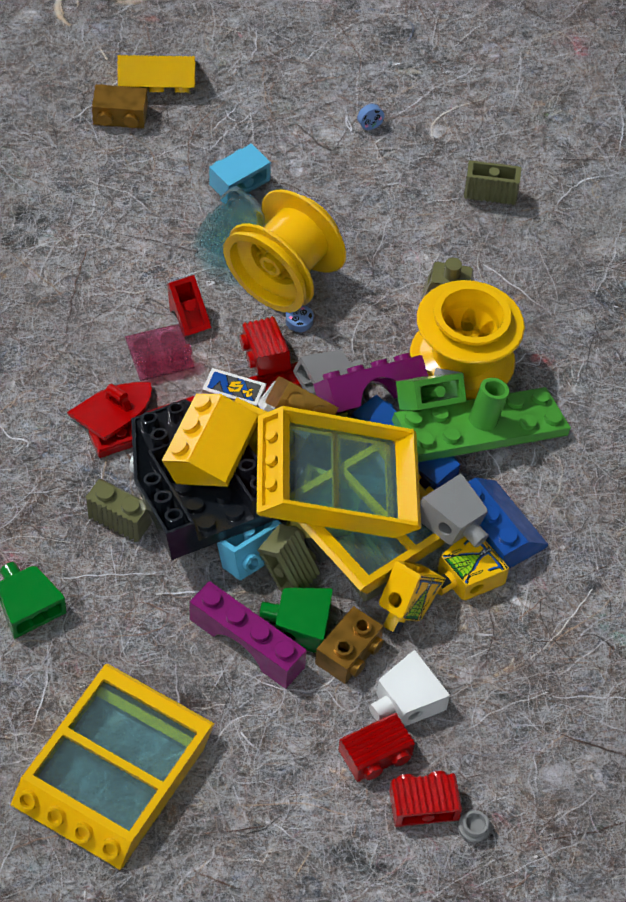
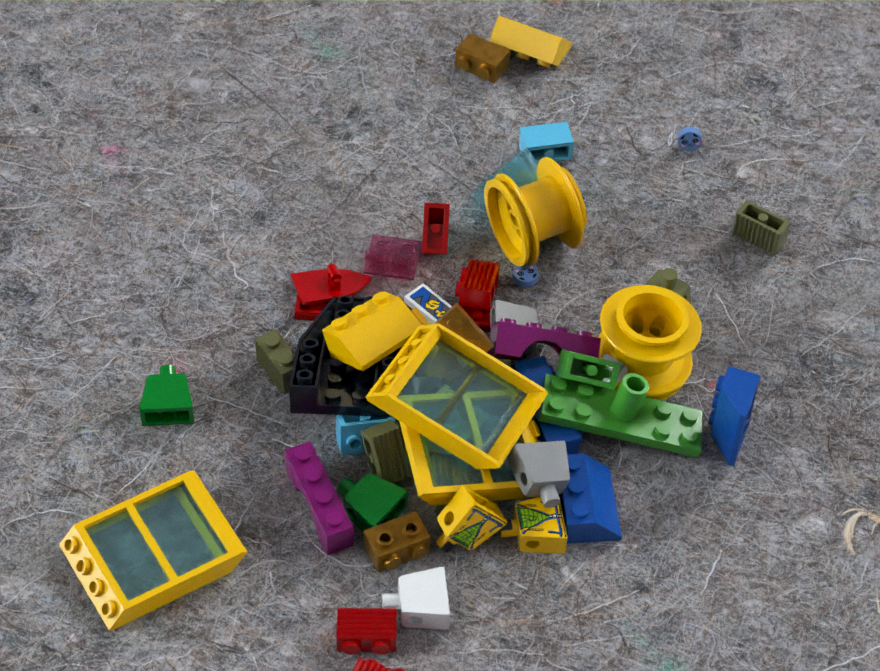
camera: 30 degrees right, 5 degrees down
(587, 378) = (732, 411): none -> blue slope

